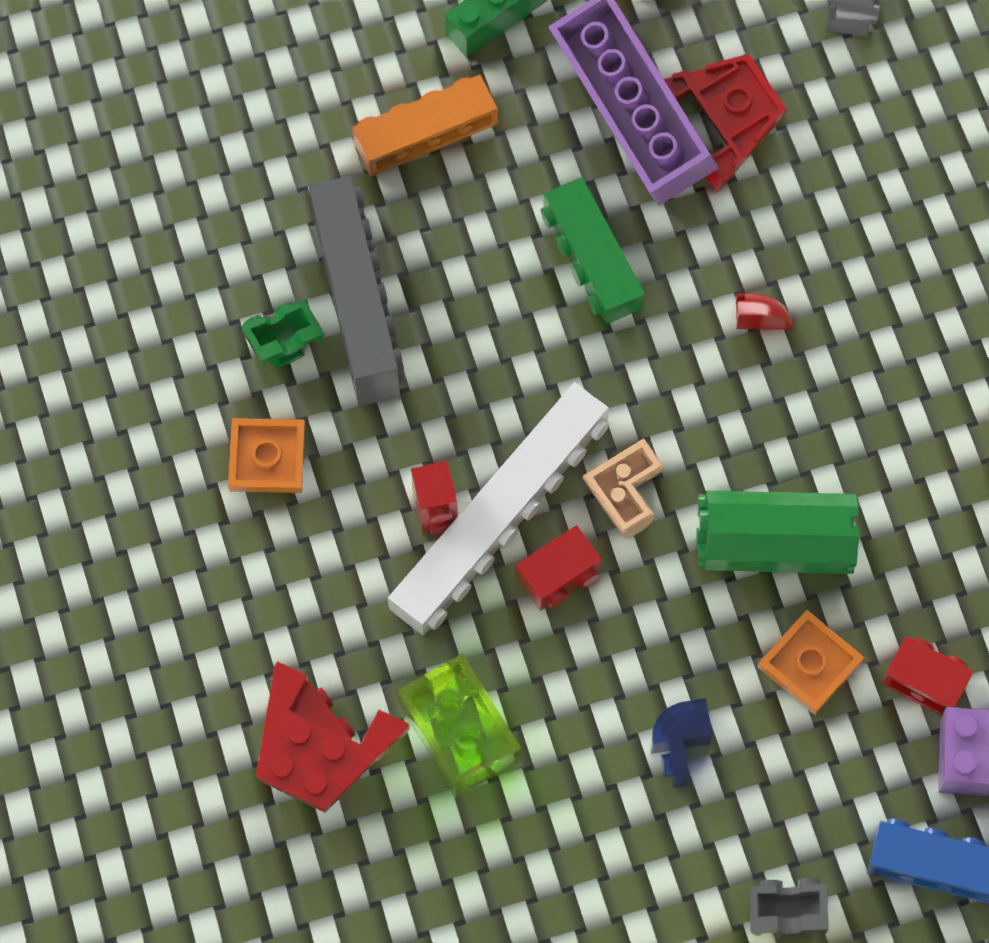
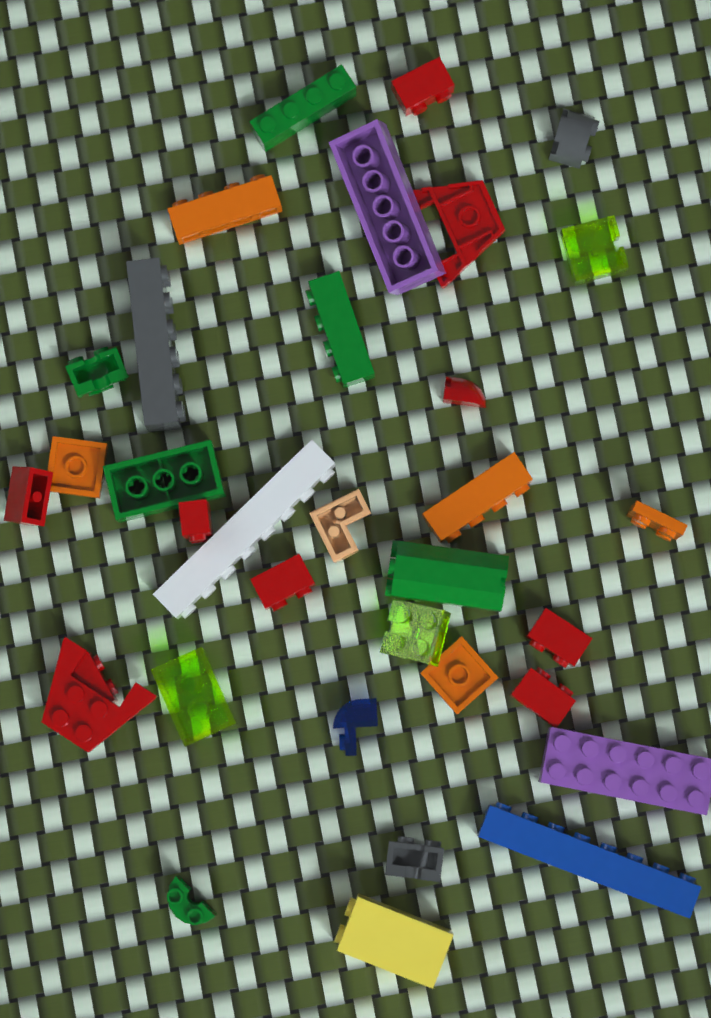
camera: 10 degrees right, 15 degrees up
(207, 494) = (28, 496): none -> red brick
(368, 440) = (149, 471): none -> green brick
(745, 611) = (415, 632): none -> clear neon green piece
(801, 434) = (478, 497): none -> orange brick
(898, 124) = (592, 250): none -> clear neon green piece
(935, 599) = (558, 638): none -> red brick

